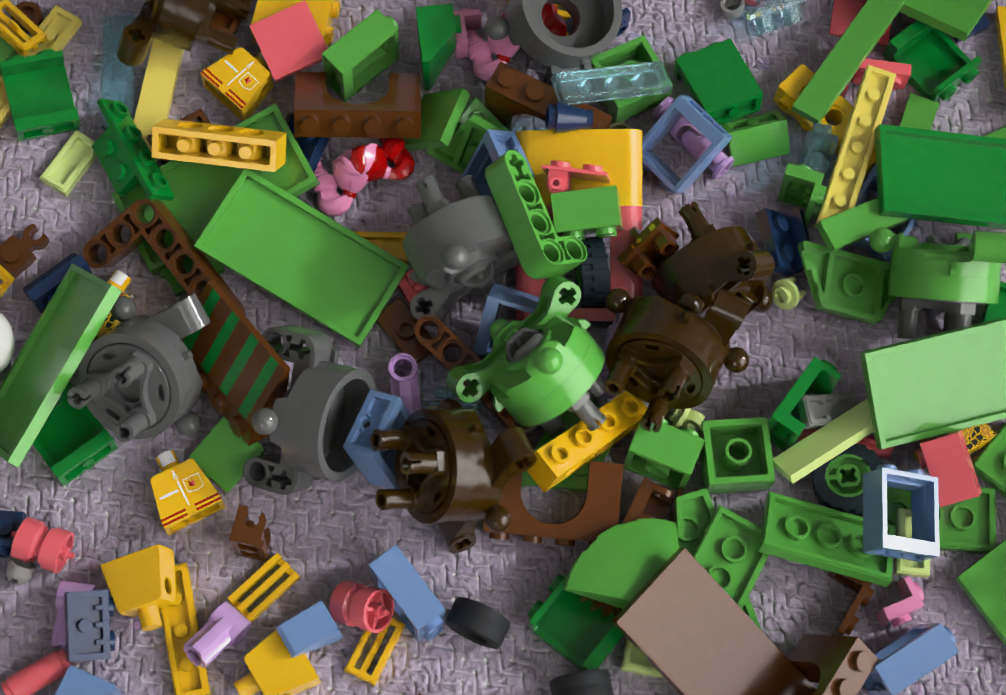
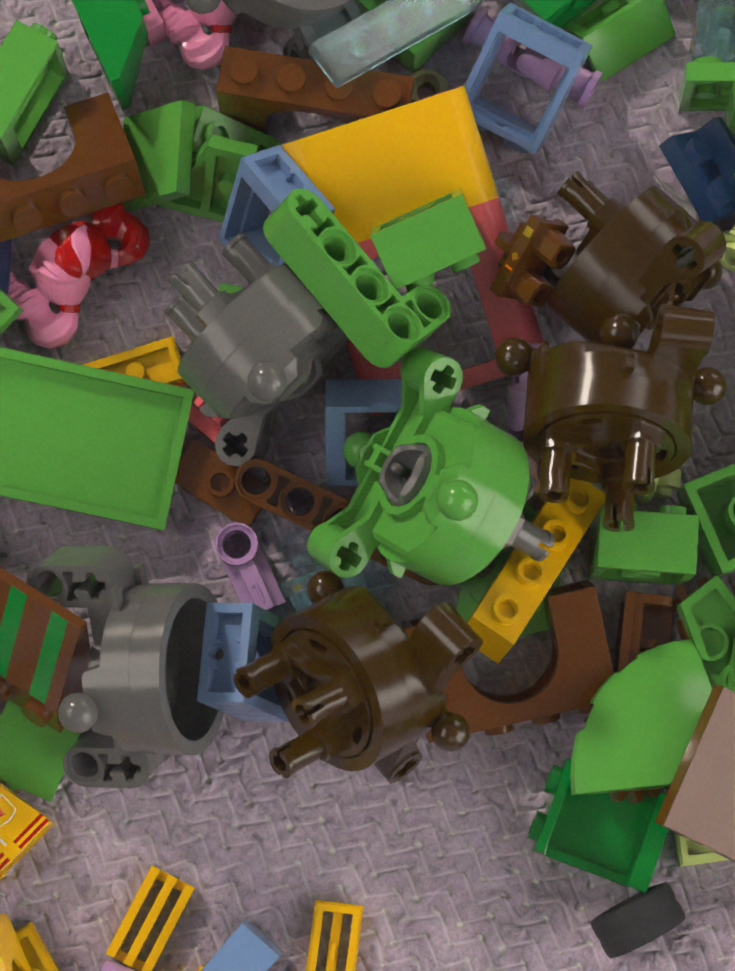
camera: 15 degrees left, 10 degrees up
(249, 538) = (108, 862): reddish brown hinge -> none
(361, 606) = (297, 907): coral wheel -> none
(412, 597) = (357, 870): medium blue window -> none
(477, 622) = (465, 874): black tyre -> none
(561, 175) = (372, 195): coral hinge -> none
(567, 118) = (352, 105): dark blue cone -> none
(593, 274) = (466, 331): black wheel -> none

